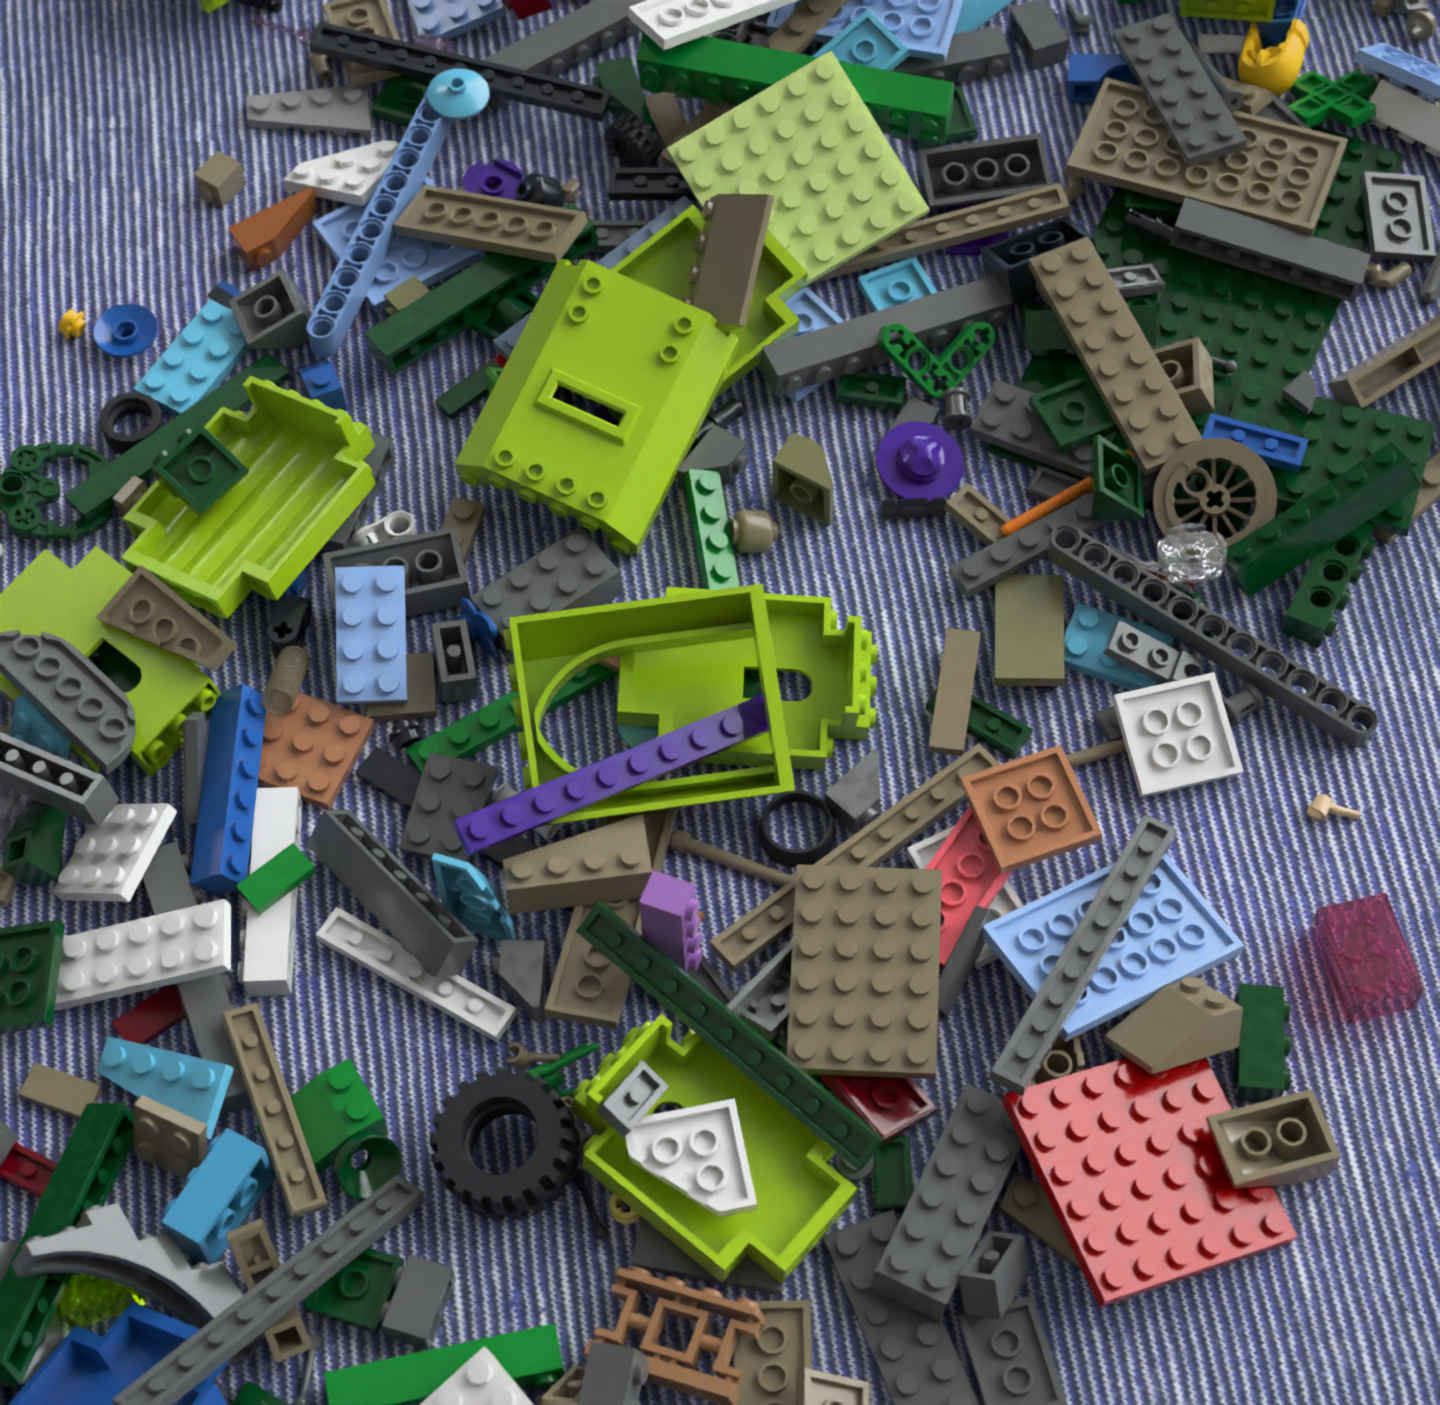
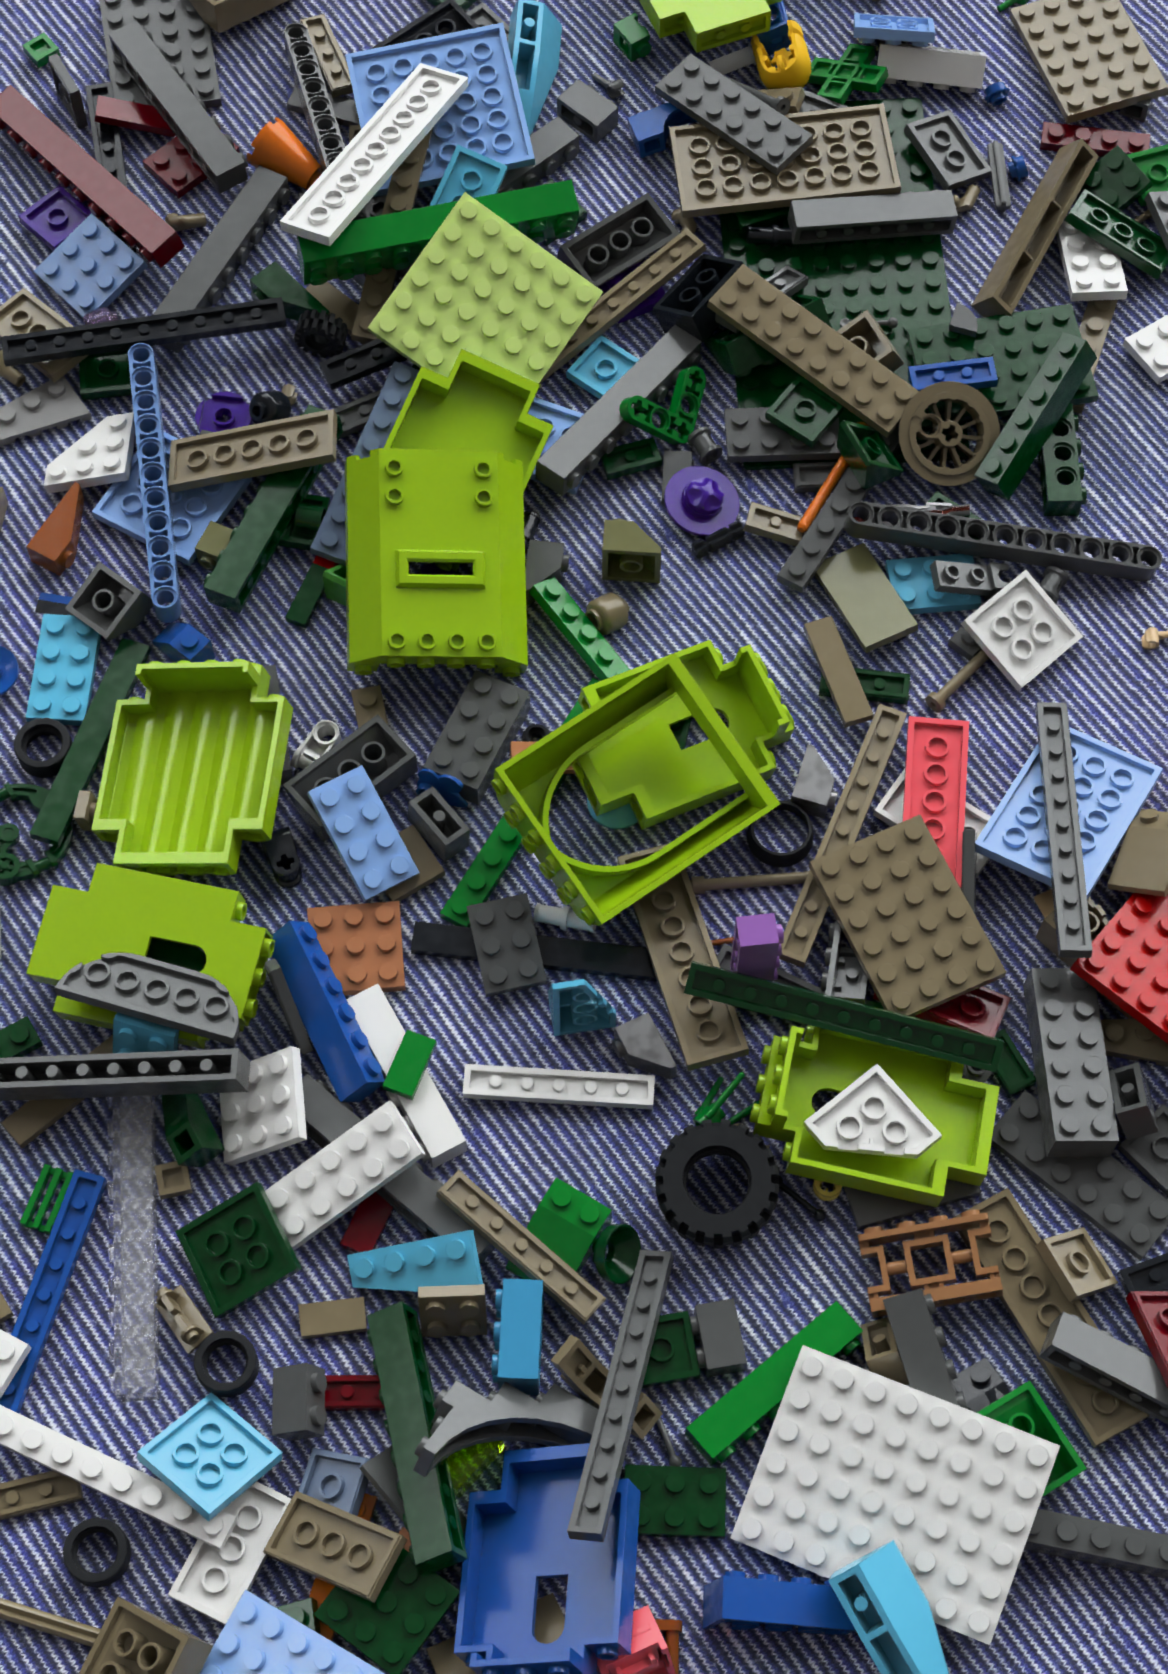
camera: 30 degrees left, 5 degrees up
(162, 618) = (200, 897): dark tan wing -> none
(198, 470) = (139, 761): dark green plate -> none
(277, 676) = (308, 906): dark tan piece -> none
(392, 893) = (507, 1032): dark grey brick -> none
(405, 734) = (432, 900): black plate -> none
(458, 94) = (158, 360): medium azure dish -> none
(525, 1057) = (686, 1108): dark tan hand -> none
(581, 870) = (651, 942): dark tan wedge -> none
(611, 776) = (636, 858): dark purple plate -> none
(632, 1098) = (804, 1101): plate -> none
(728, 256) = (483, 397): dark tan slope -> none
(1031, 809) = (957, 737): nougat plate -> none
(1187, 568) = (957, 497): clear plate -> none

